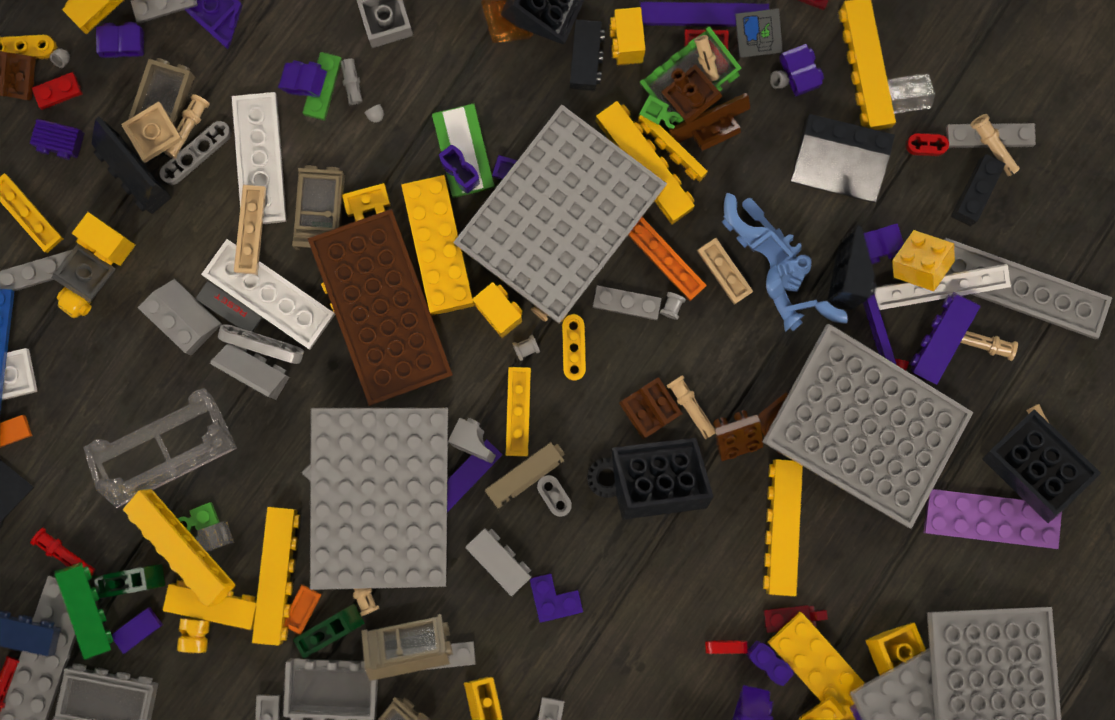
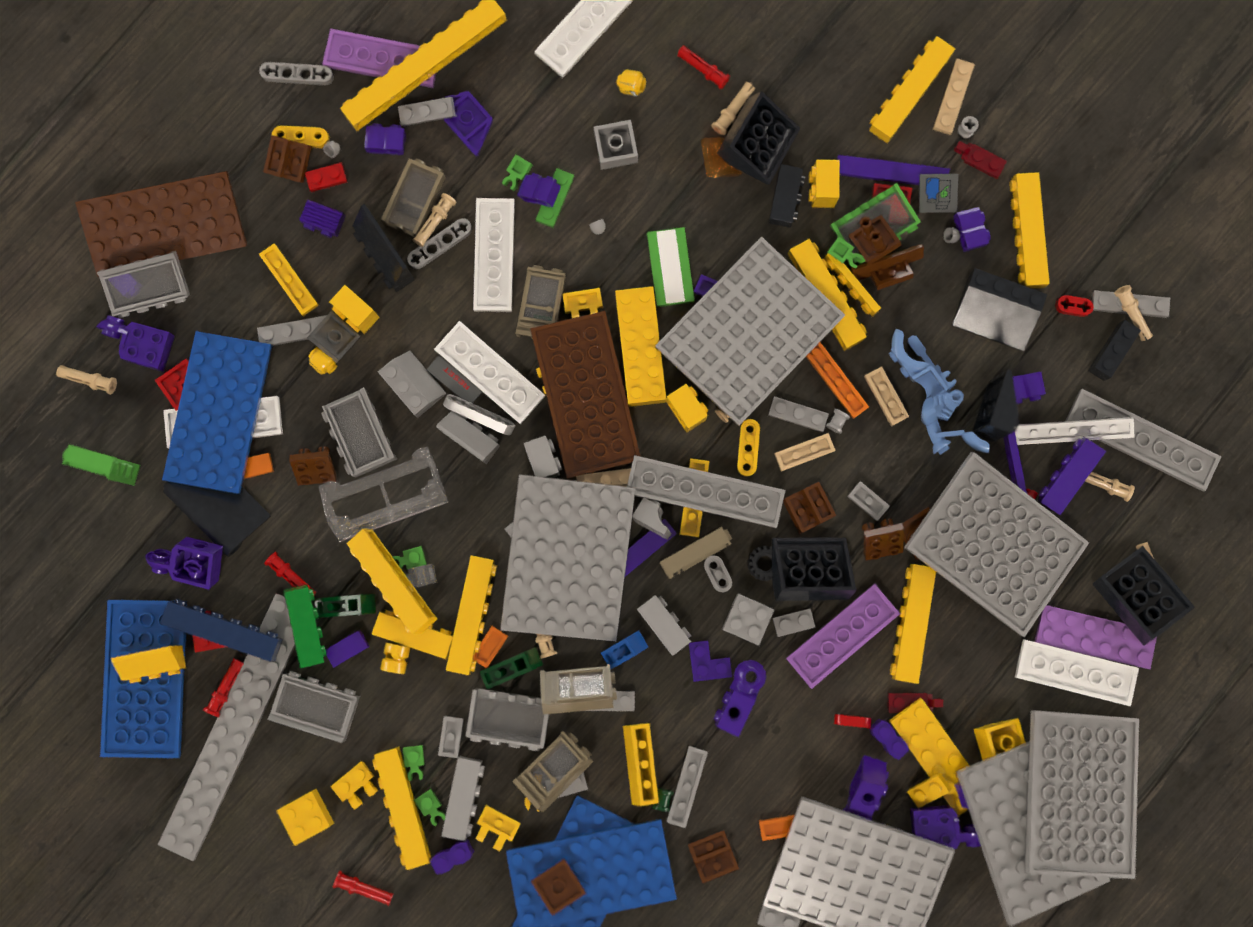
camera: 10 degrees right, 0 degrees up
(75, 425) = (313, 467): none -> reddish brown plate
(123, 381) = (358, 433): none -> window
(151, 132) = (405, 222): tan plate -> none
(250, 229) = (480, 315): tan plate -> none
(276, 58) = (518, 169): none -> bright green plate
(338, 386) = (541, 457): none -> light grey brick
(351, 81) = (580, 196): light grey pin -> none
(428, 398) = (615, 477): none -> tan plate
(456, 595) = (624, 649): none -> blue arch
(463, 172) = (670, 286): dark purple brick -> none
(526, 347) = (707, 443): light grey bush -> none
(530, 403) = (706, 491): none -> light grey plate
(593, 544) = (747, 619): none -> light grey brick
(595, 635) = (742, 696): none -> dark purple brick
(638, 345) = (804, 452): none -> tan plate
(647, 541) = (793, 622): none -> light grey plate
(686, 398) = (841, 503): tan pin -> none
(704, 47) = (889, 198): tan pin -> none
(704, 551) = (842, 636): none -> medium lavender plate
(717, 393) = (868, 501): none -> light grey plate
(911, 93) = (1065, 259): clear bracket -> none
(923, 260) = (1060, 406): yellow brick -> none
(975, 562) = (1076, 672): none -> white plate

